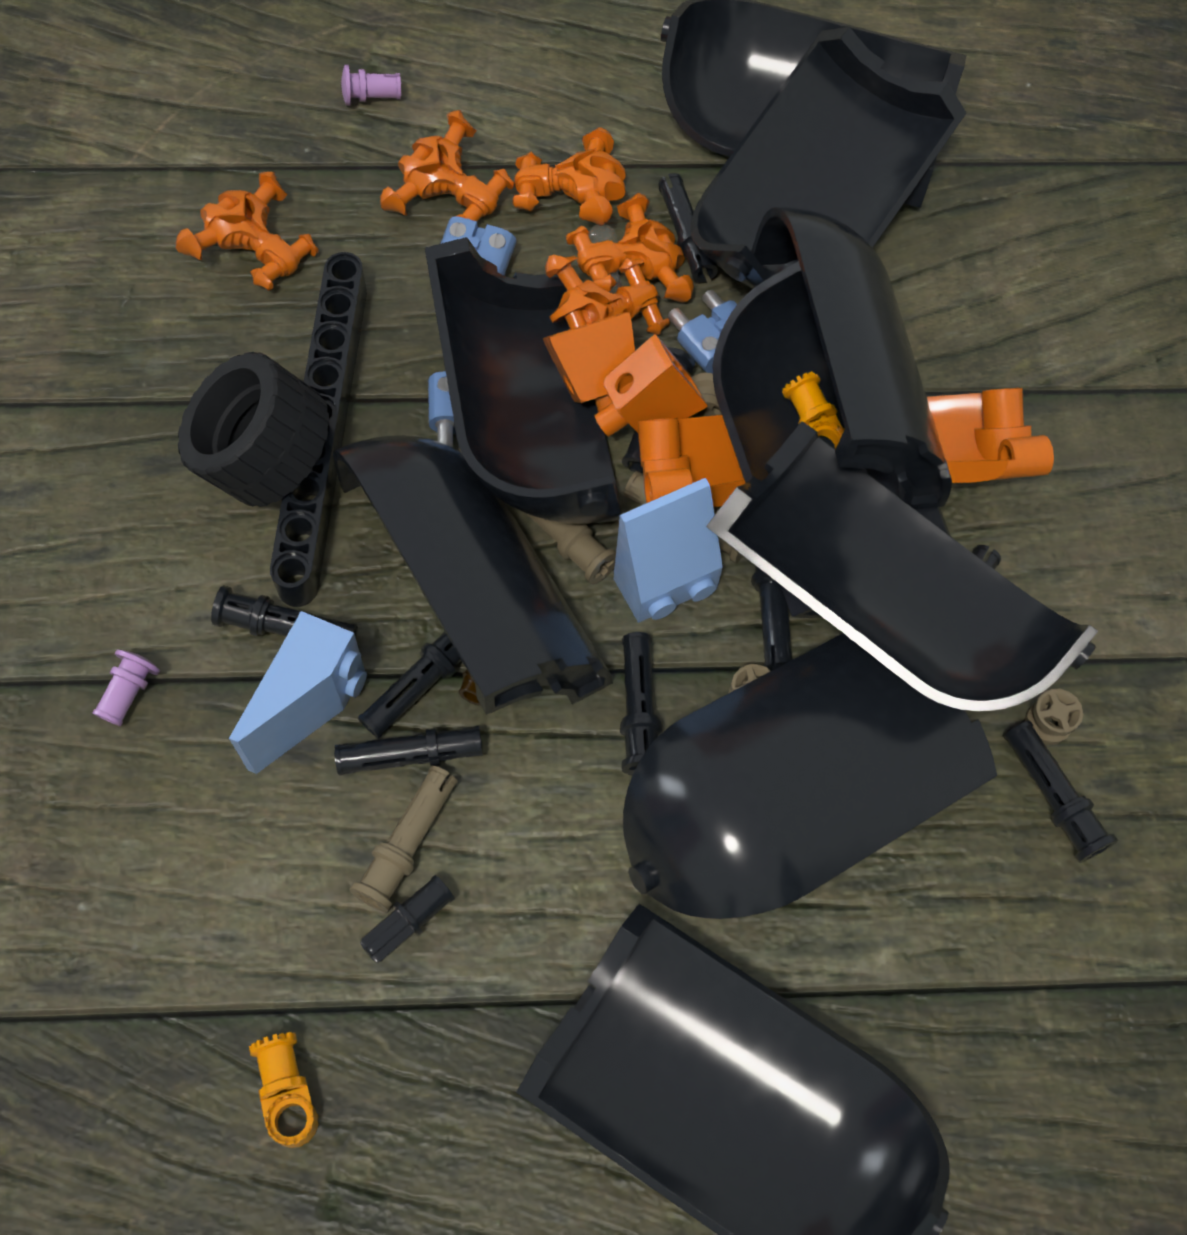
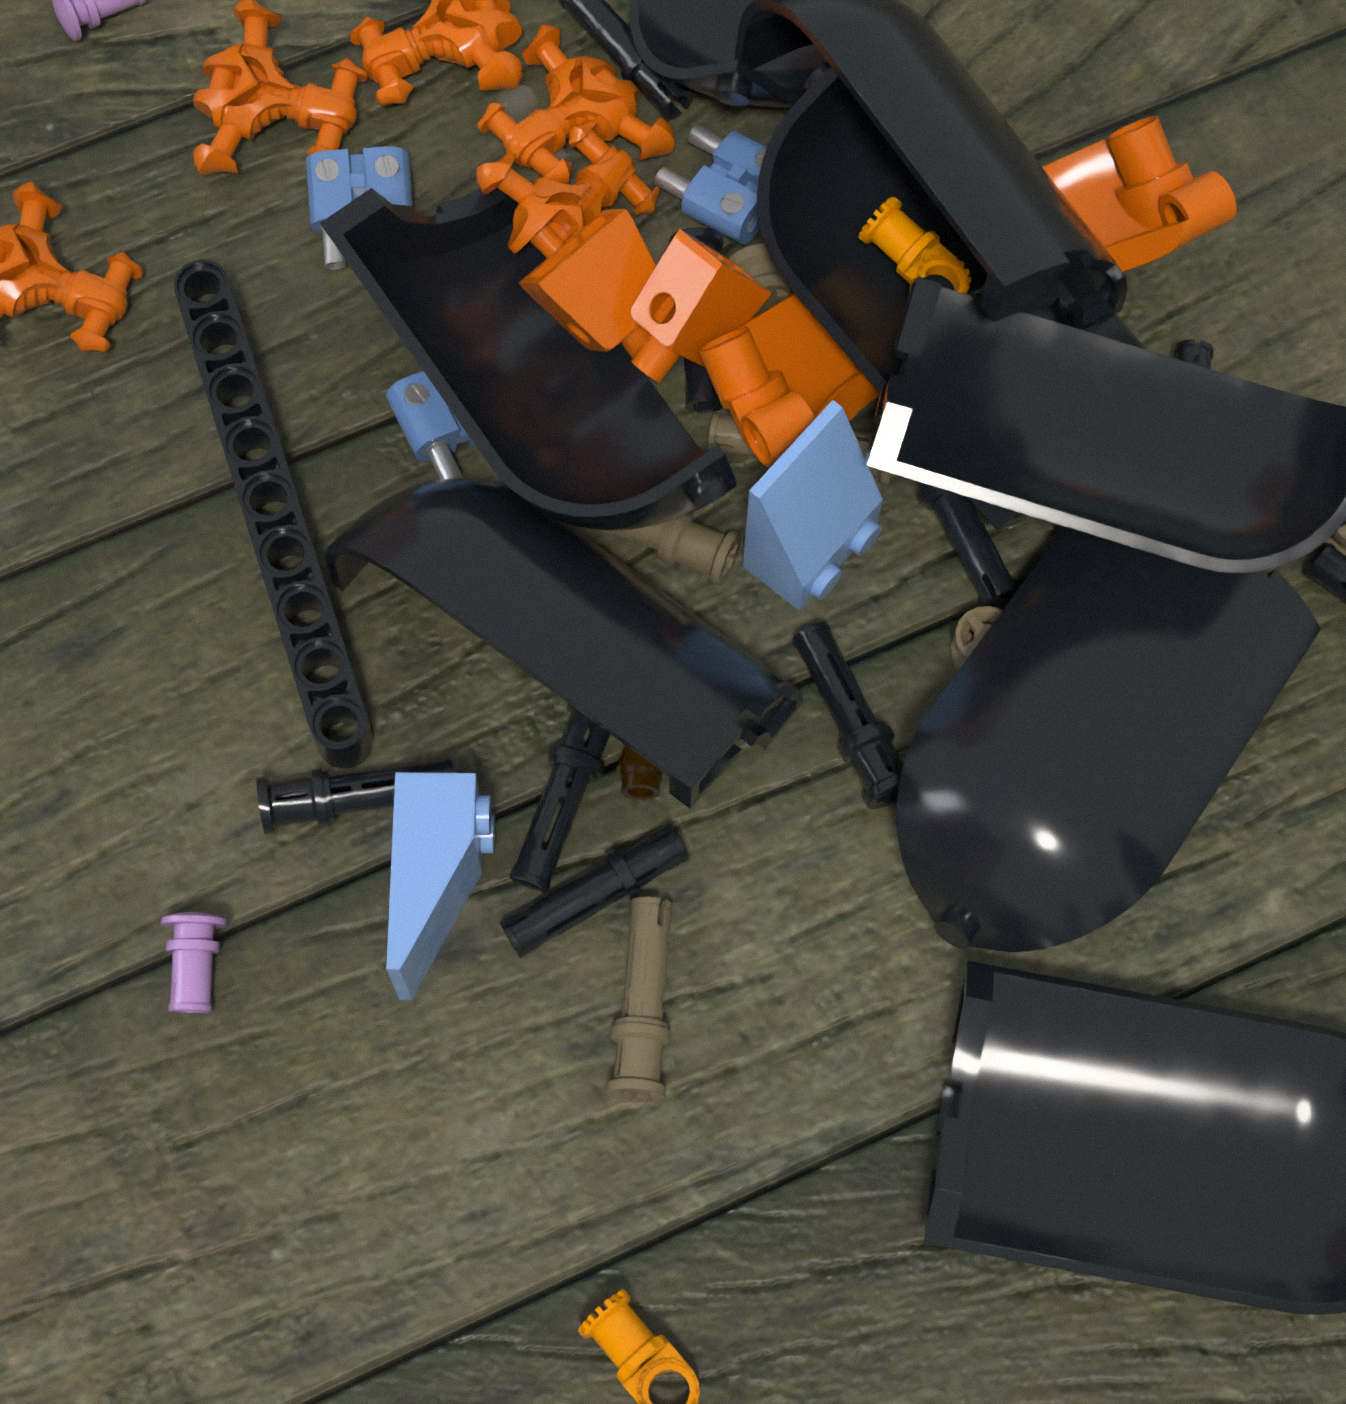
camera: 20 degrees left, 5 degrees up
(253, 429) = (151, 549): black tyre -> none
(406, 919) = (691, 1098): black axle -> none

